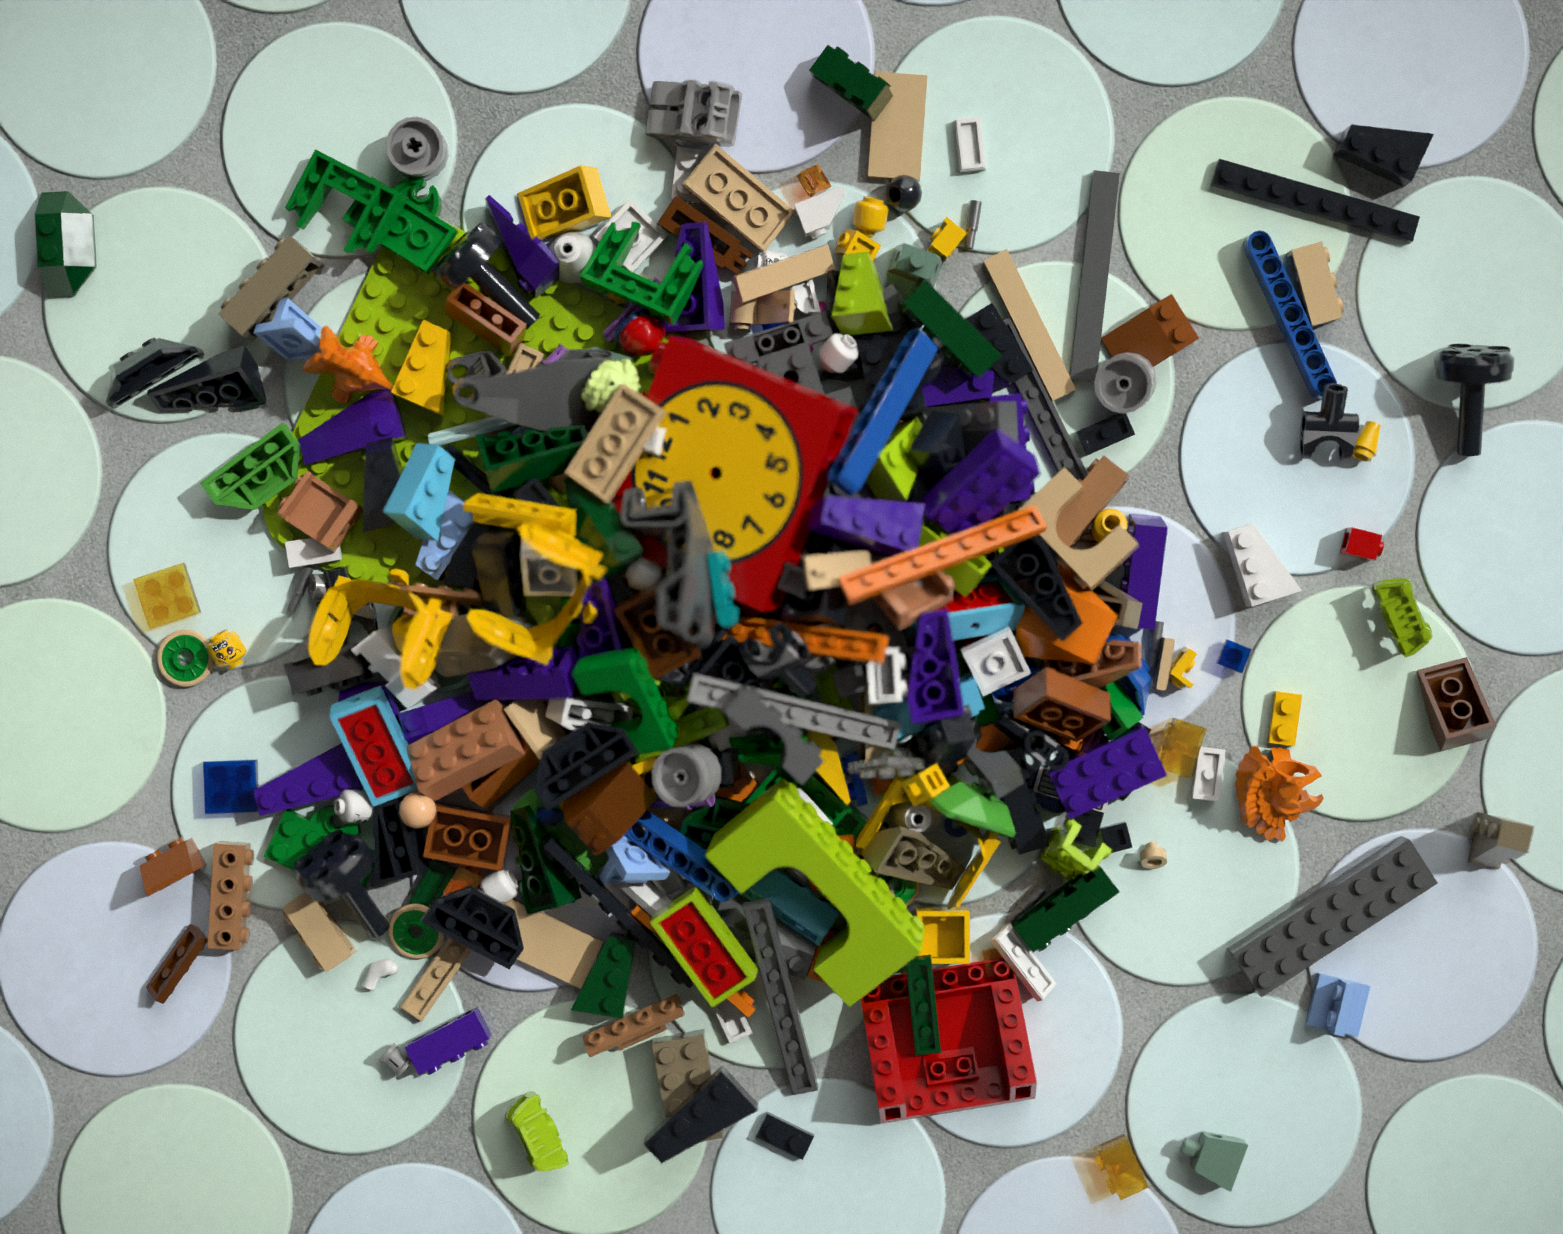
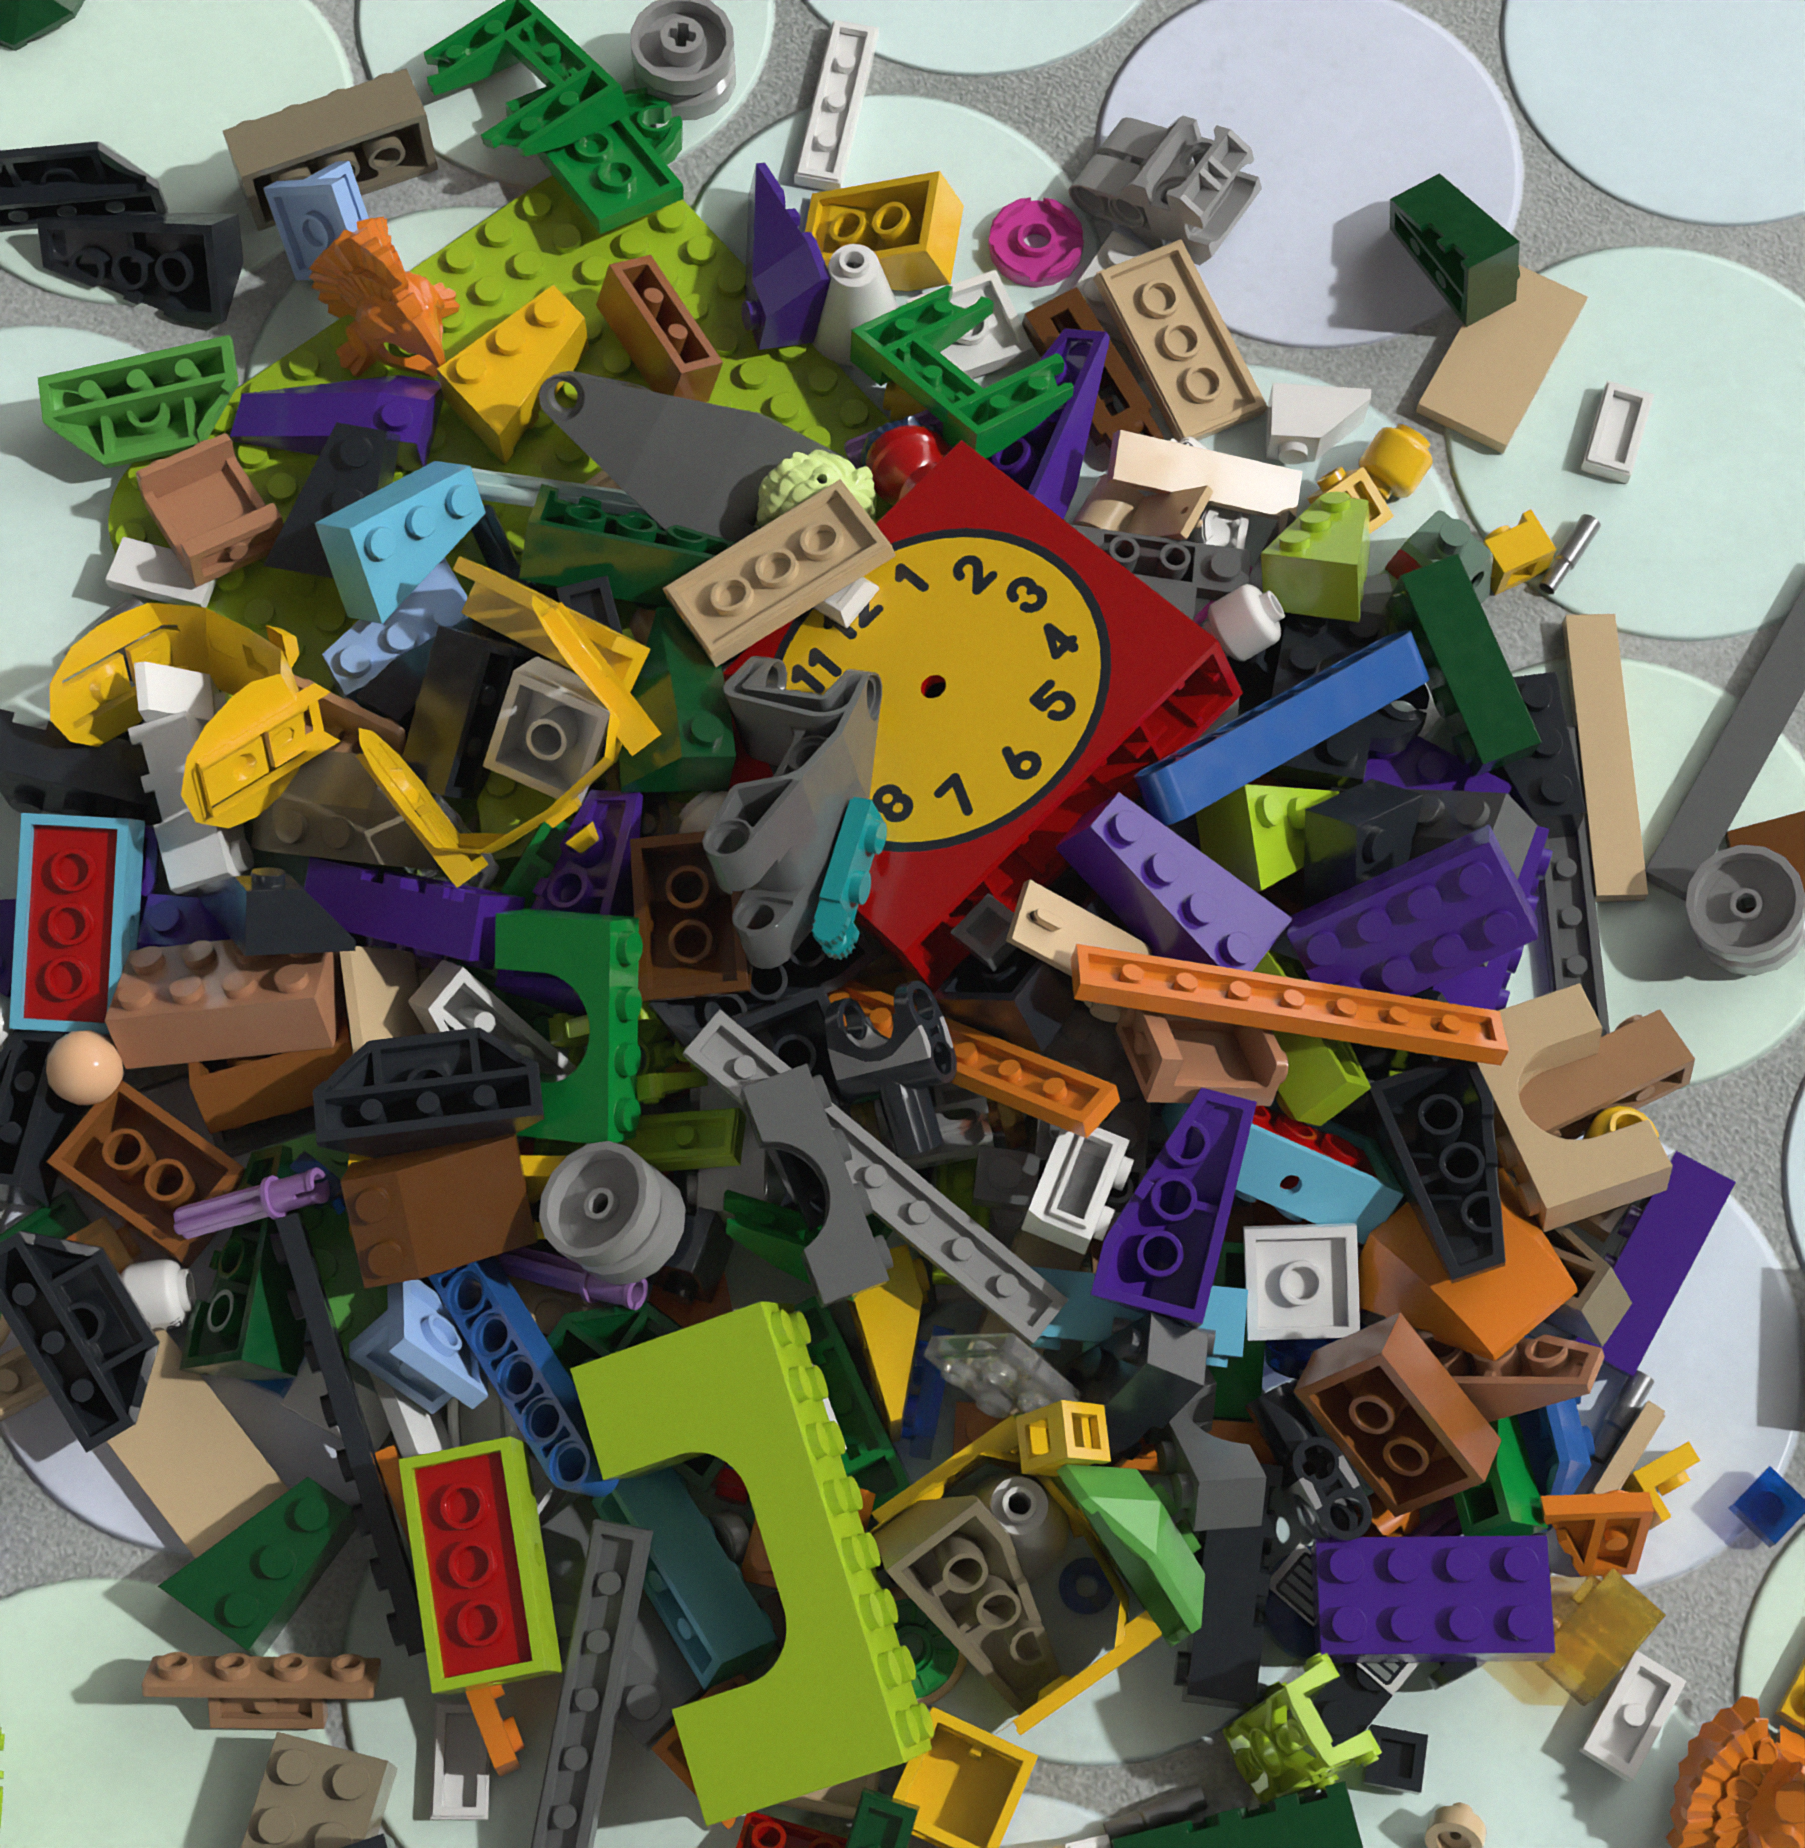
camera: 20 degrees right, 20 degrees down
(366, 621) = (171, 690): none -> white slope
(467, 714) = (273, 915): none -> black wedge
(469, 260) = (678, 225): black piece -> none
(505, 135) = (836, 106): none -> white tile
(535, 834) = (269, 1199): none -> medium lavender axle
(645, 183) = (1036, 265): none -> dark pink tile
(813, 181) = (1319, 365): clear orange plate -> none
(904, 193) = (1470, 449): black piece -> none
(1105, 433) = (1679, 990): black plate -> none
(1166, 706) = (1601, 1529): none -> orange wing

